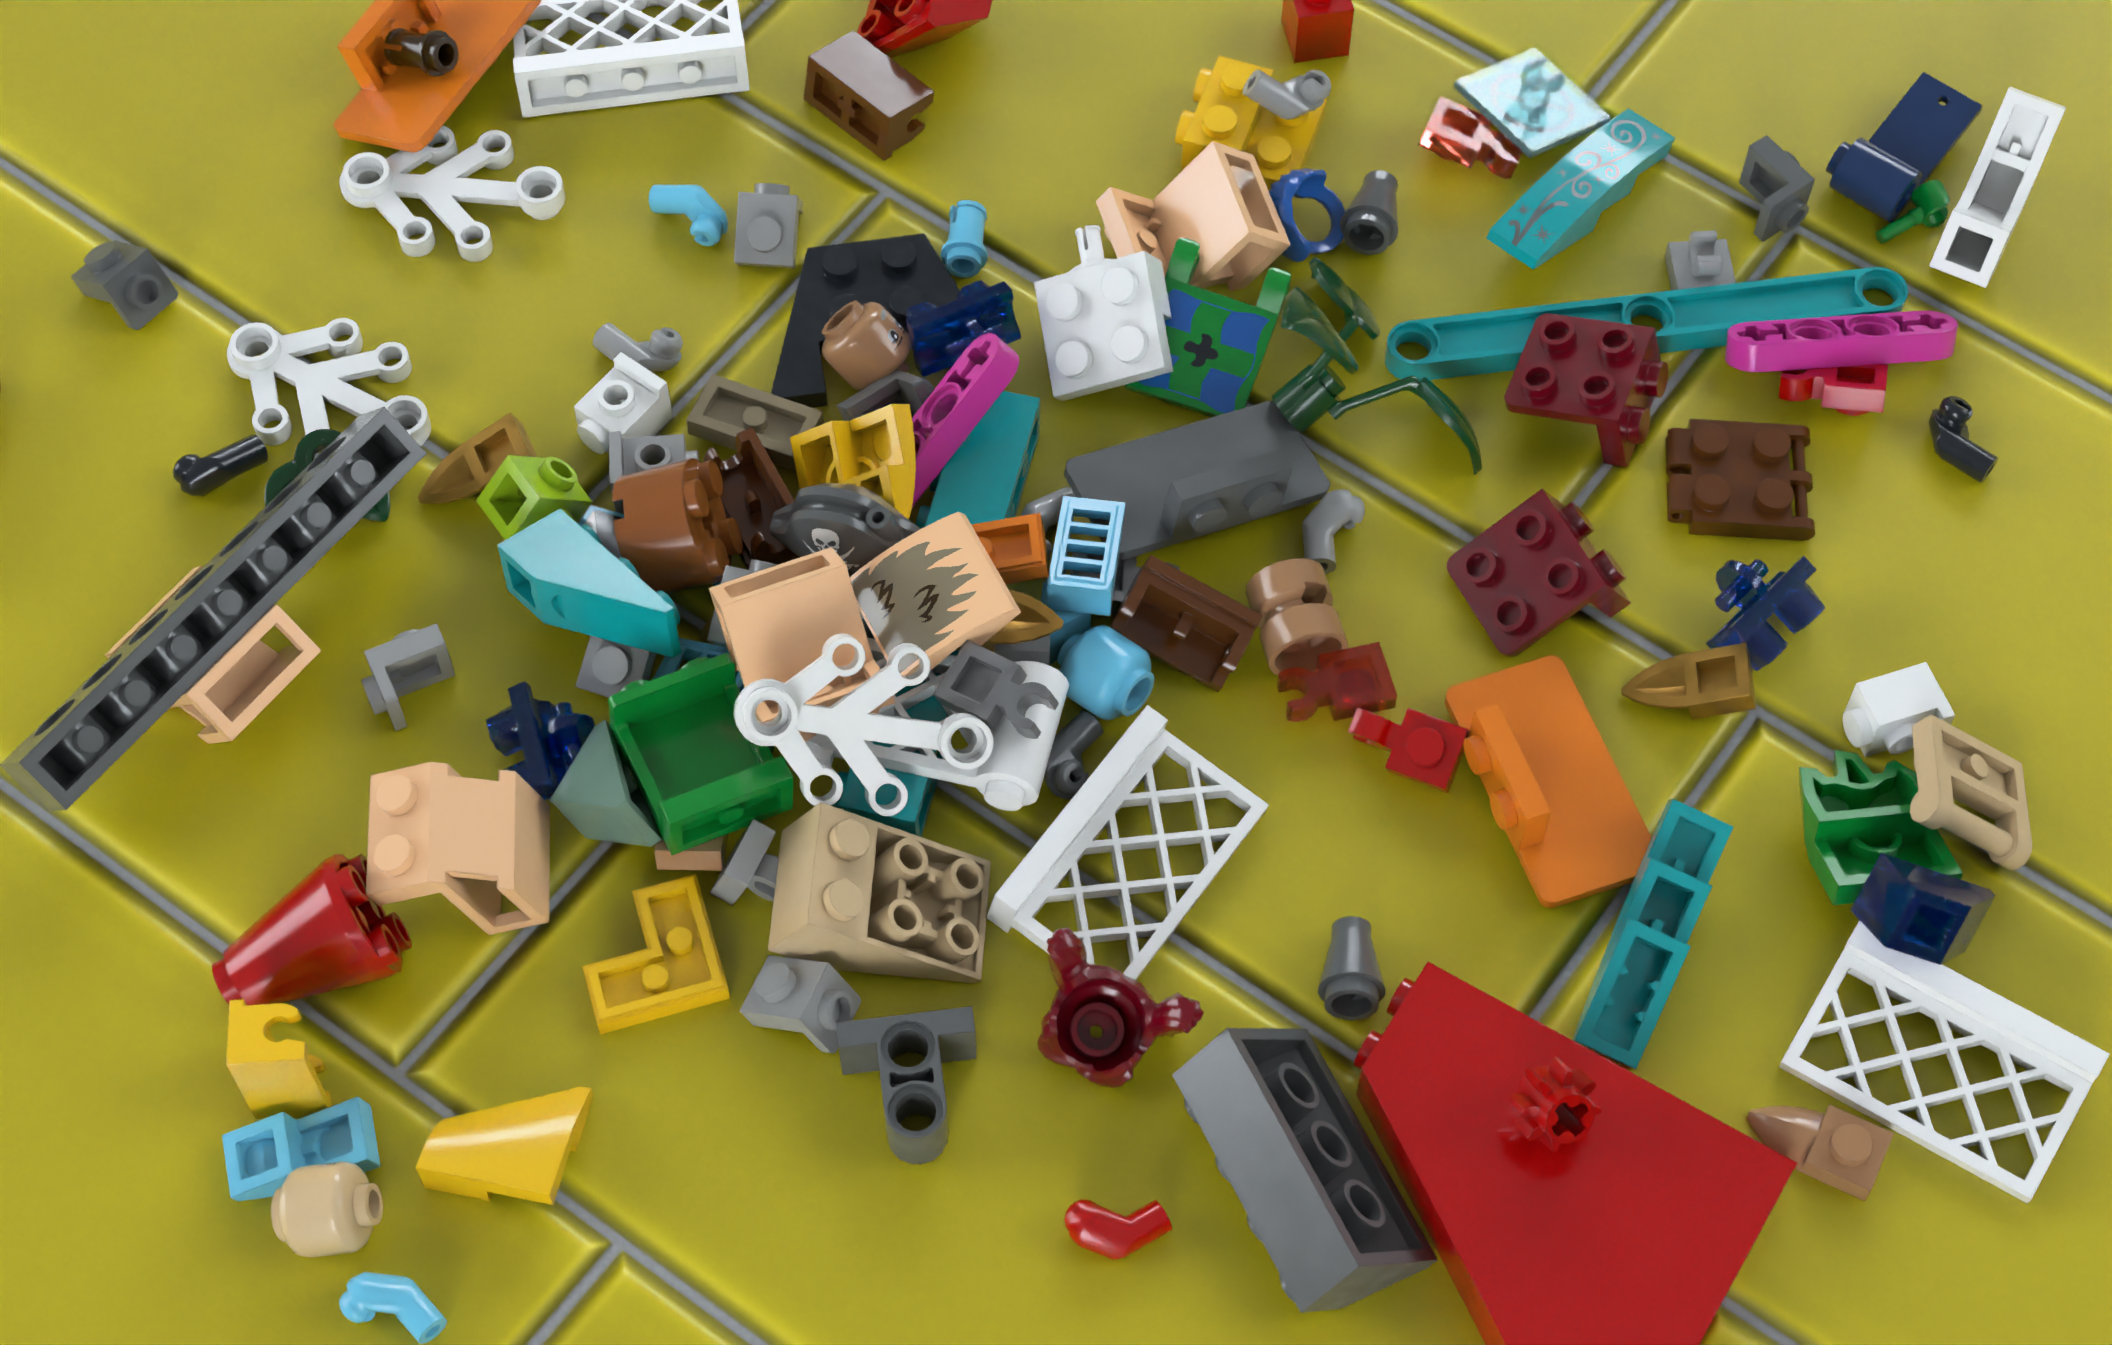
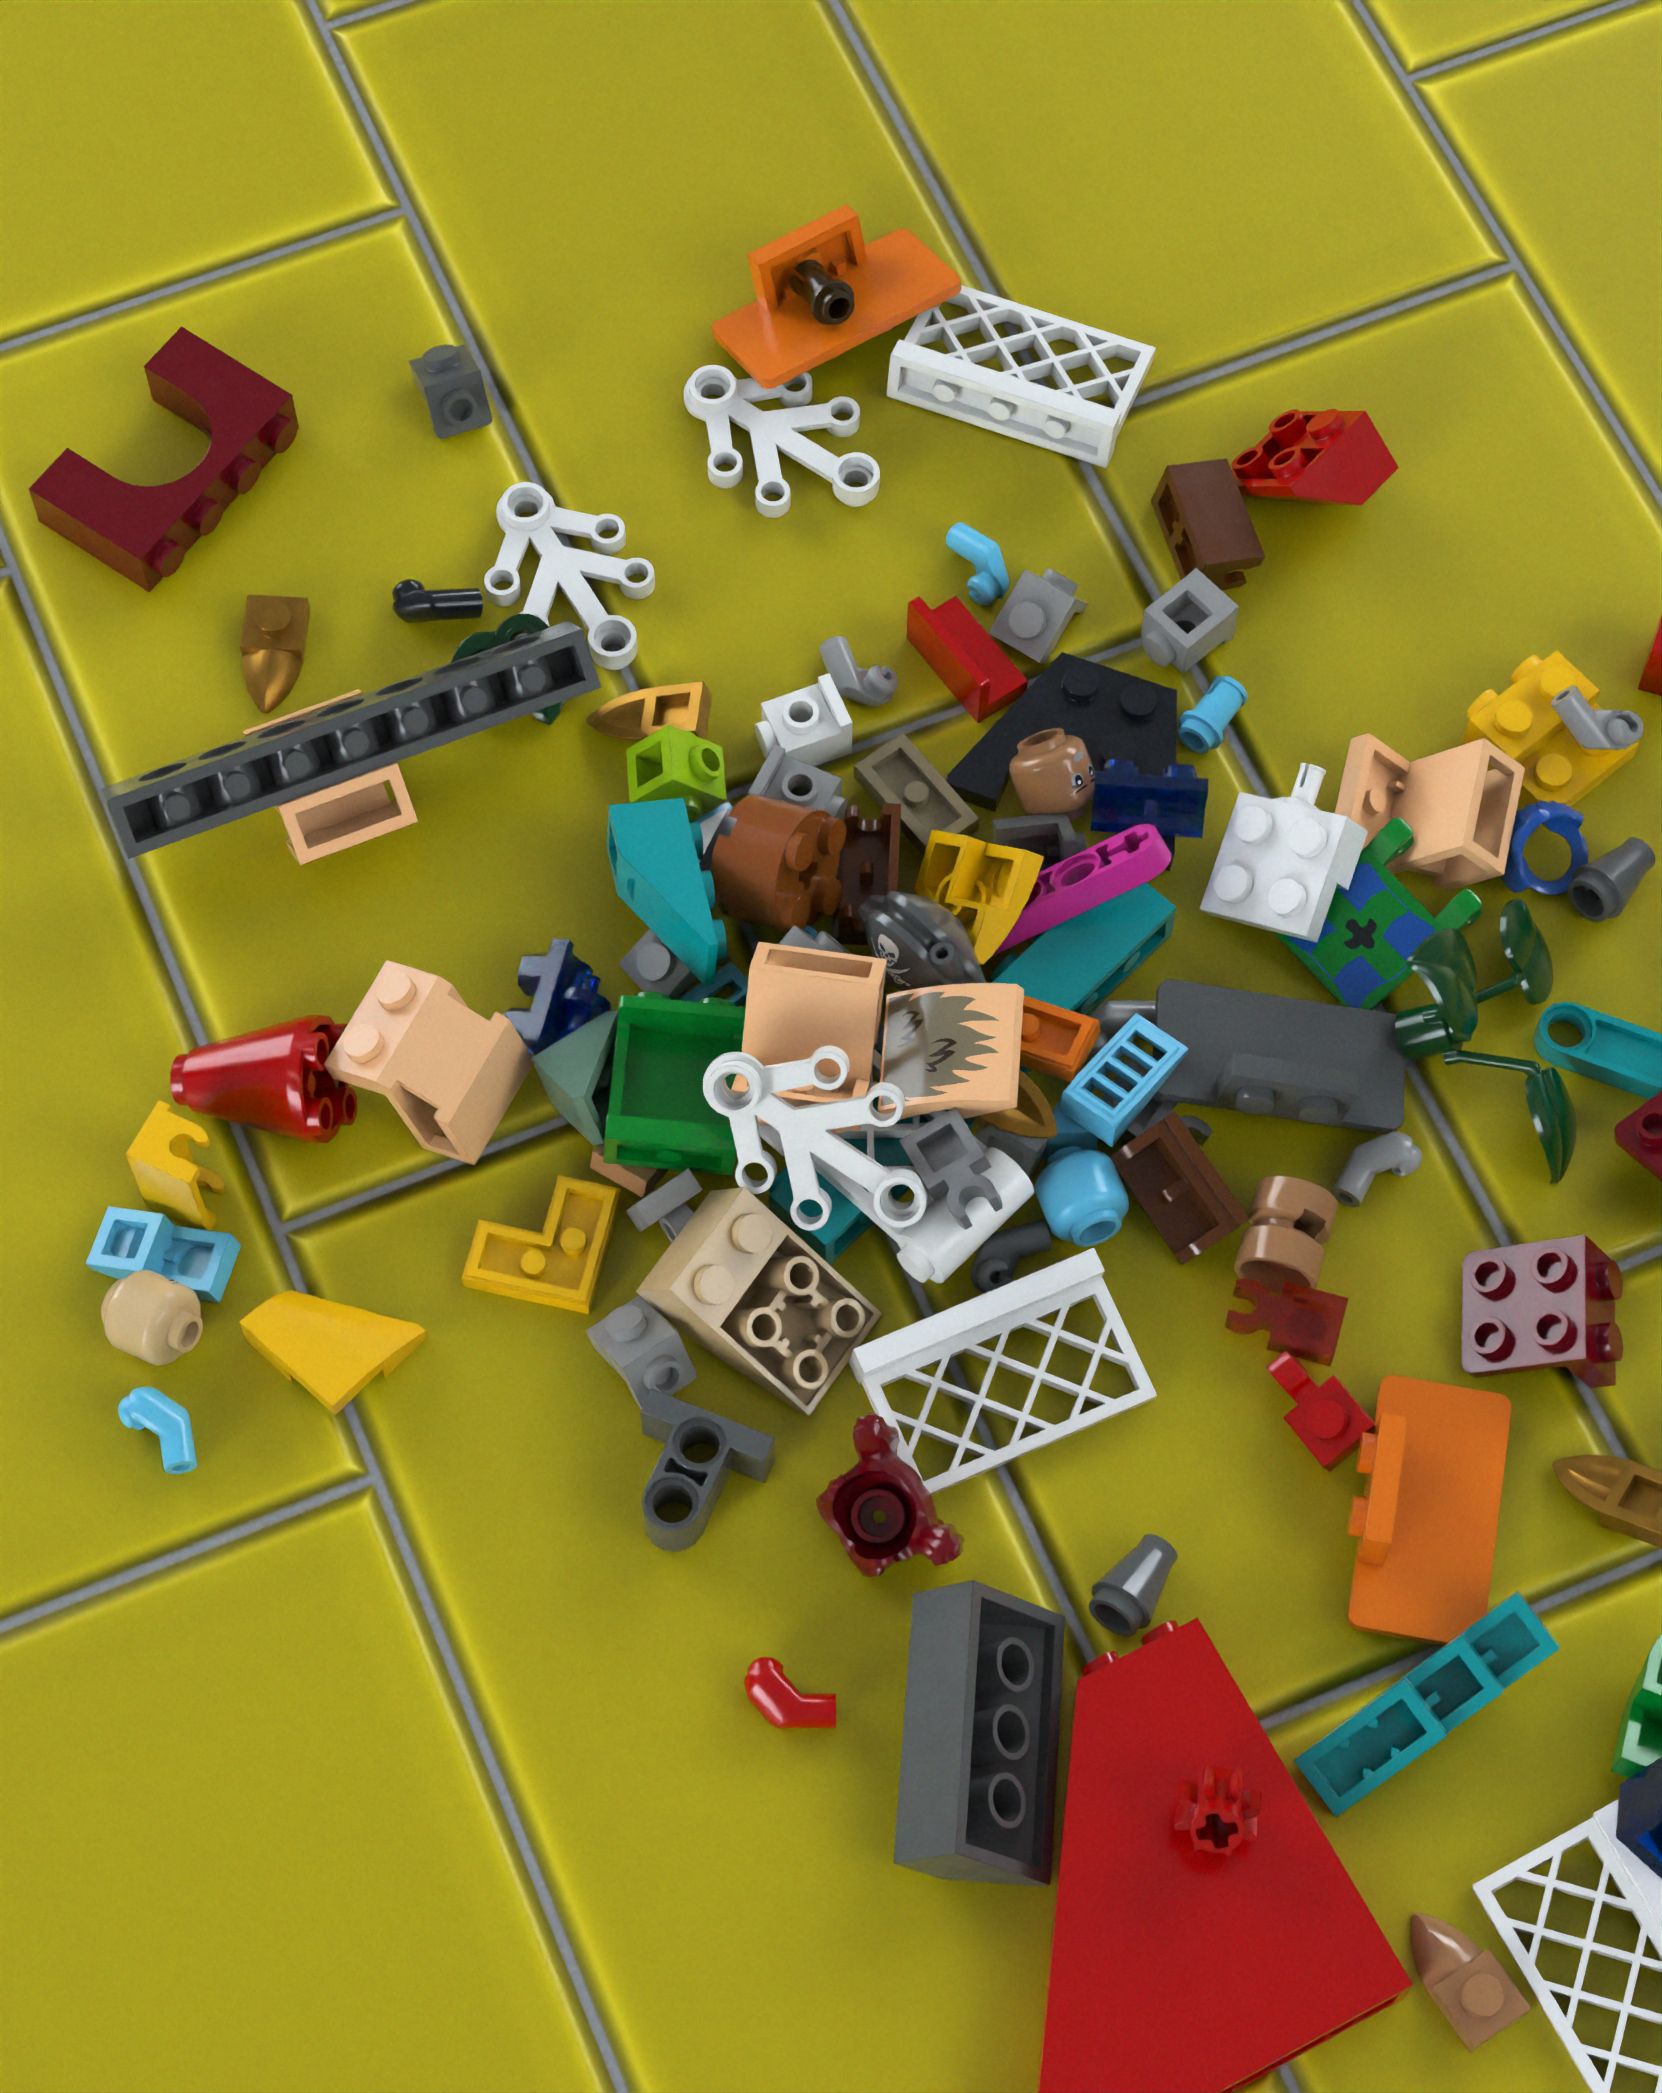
camera: 30 degrees right, 5 degrees up
(86, 575) = (273, 646): none -> pearl gold plate
(404, 666) = (481, 869): light grey bracket -> none
(723, 292) = (964, 657): none -> red panel
(898, 185) = (1188, 622): none -> light grey brick

